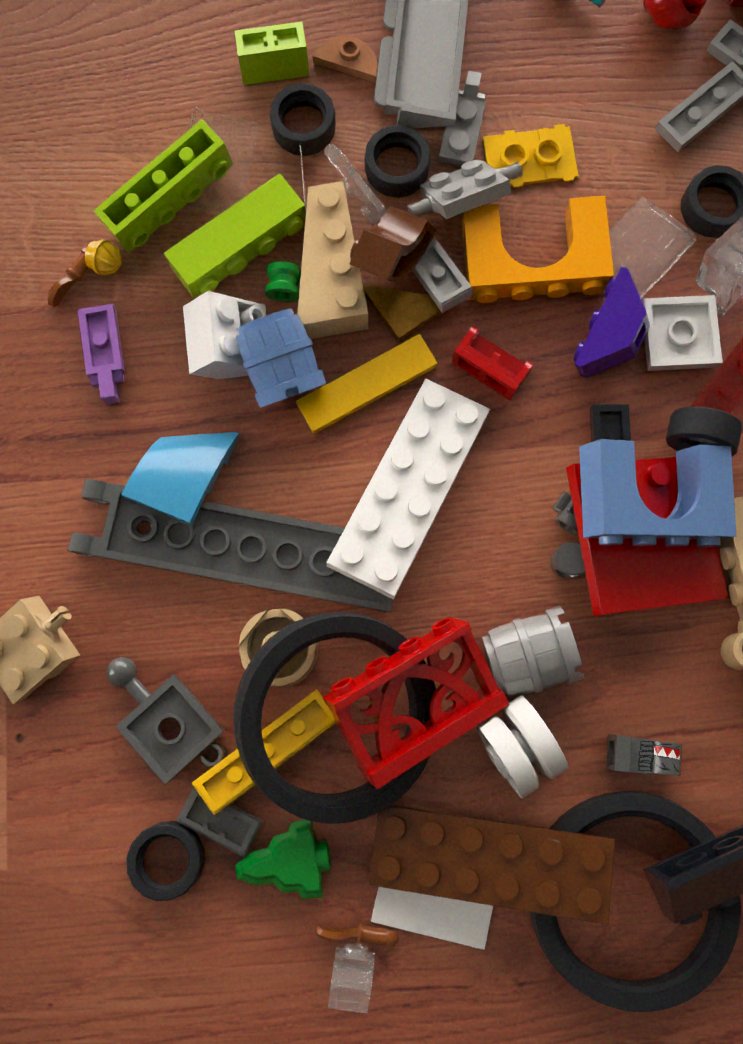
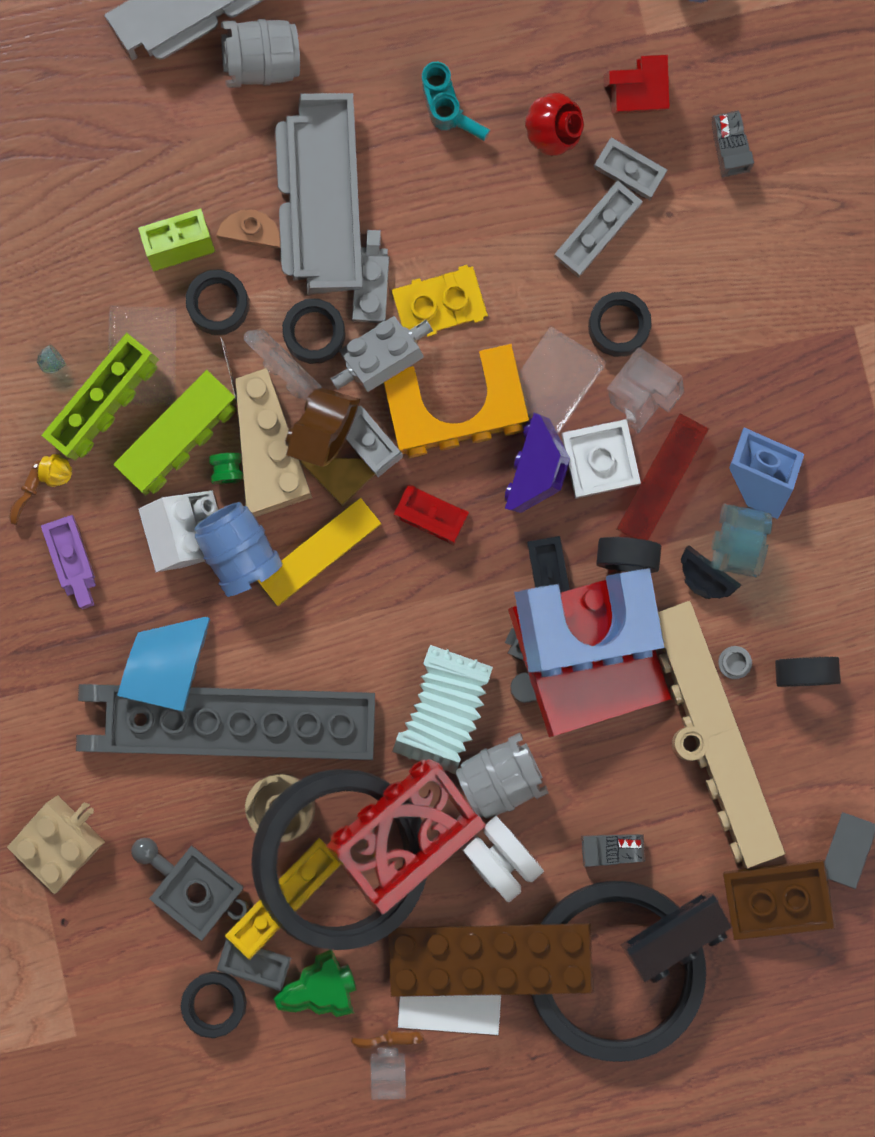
camera: 10 degrees left, 5 degrees up
(121, 150) = (50, 360): none -> clear light blue hinge
(408, 489) = (372, 644): white plate -> none
(478, 569) = (445, 709): none -> light aqua piece

